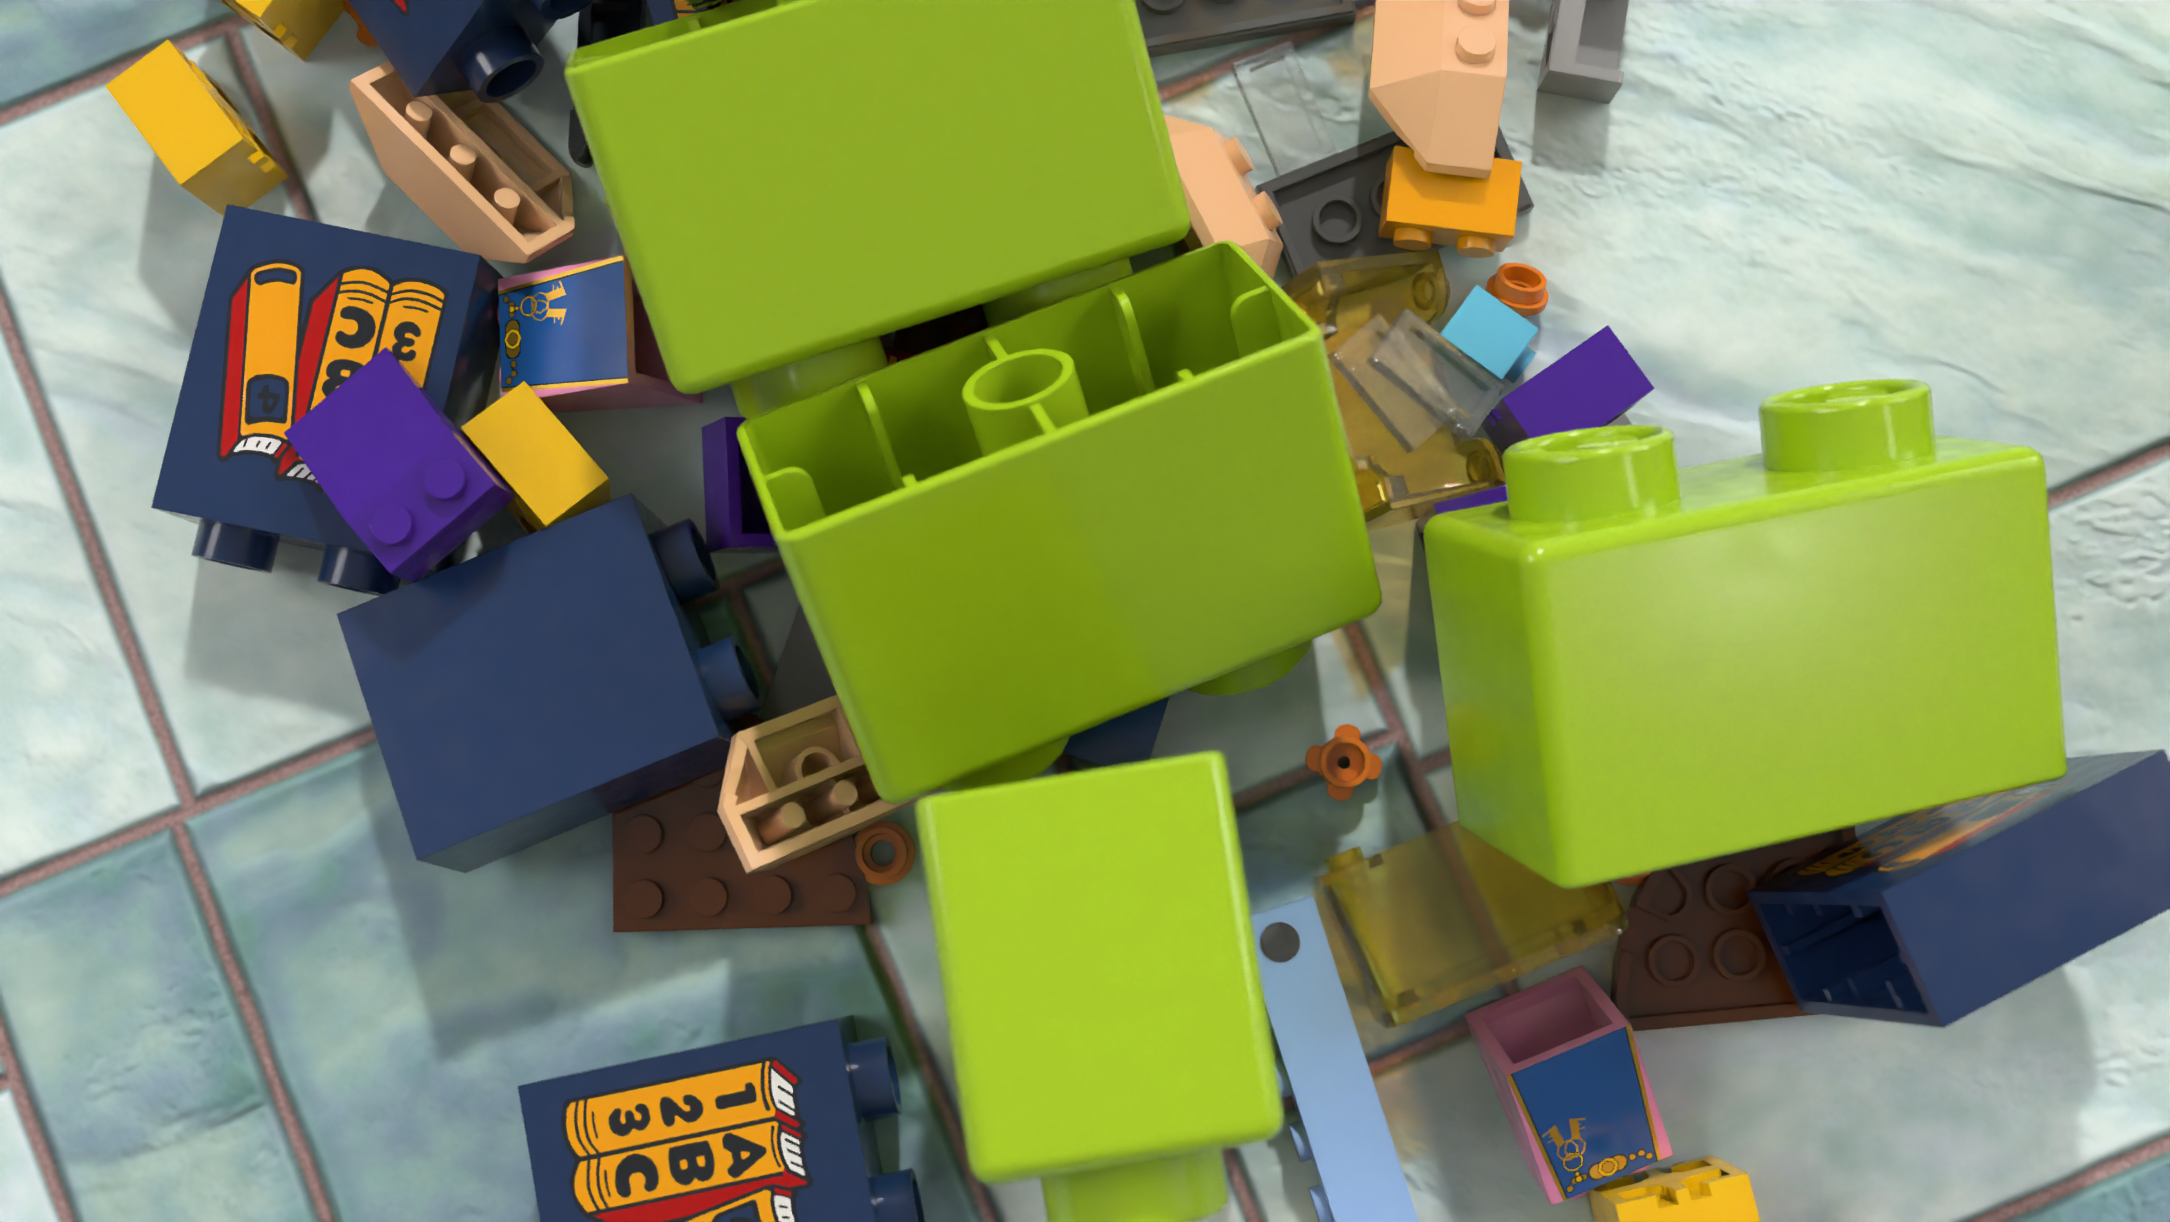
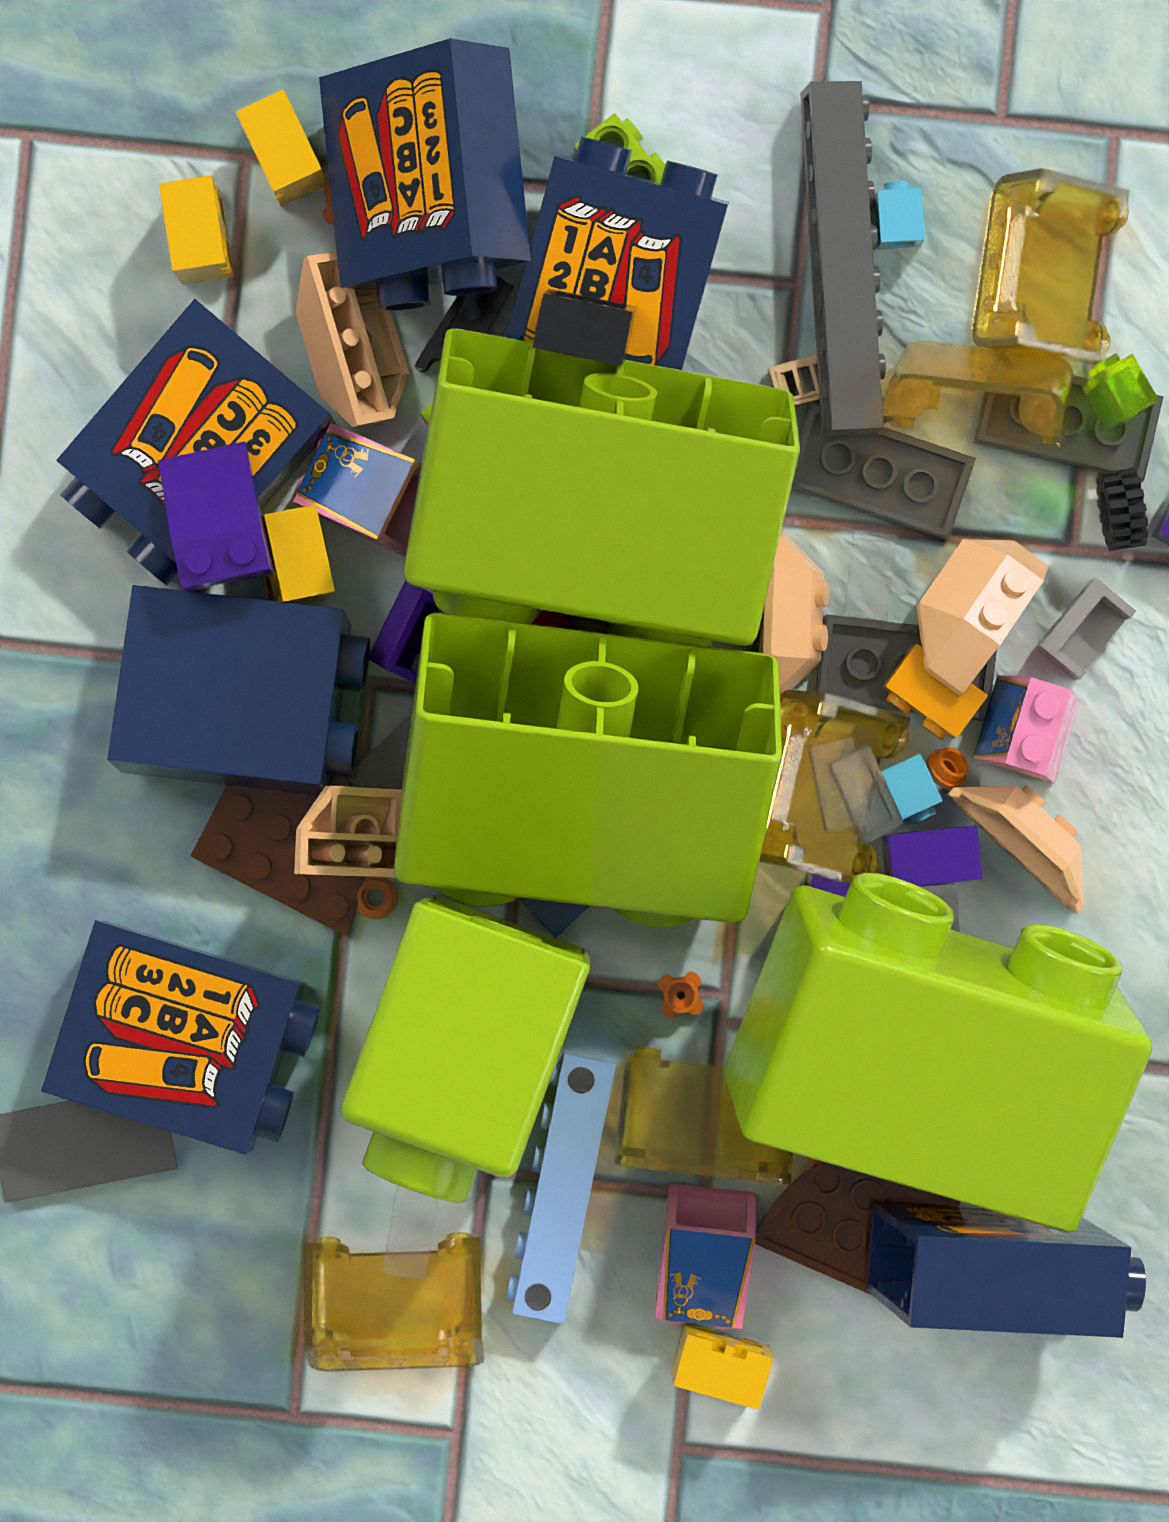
camera: 25 degrees right, 5 degrees up
(1590, 175) = (1027, 726): none -> bright pink slope
(1671, 320) = (1029, 836): none -> light nougat wedge

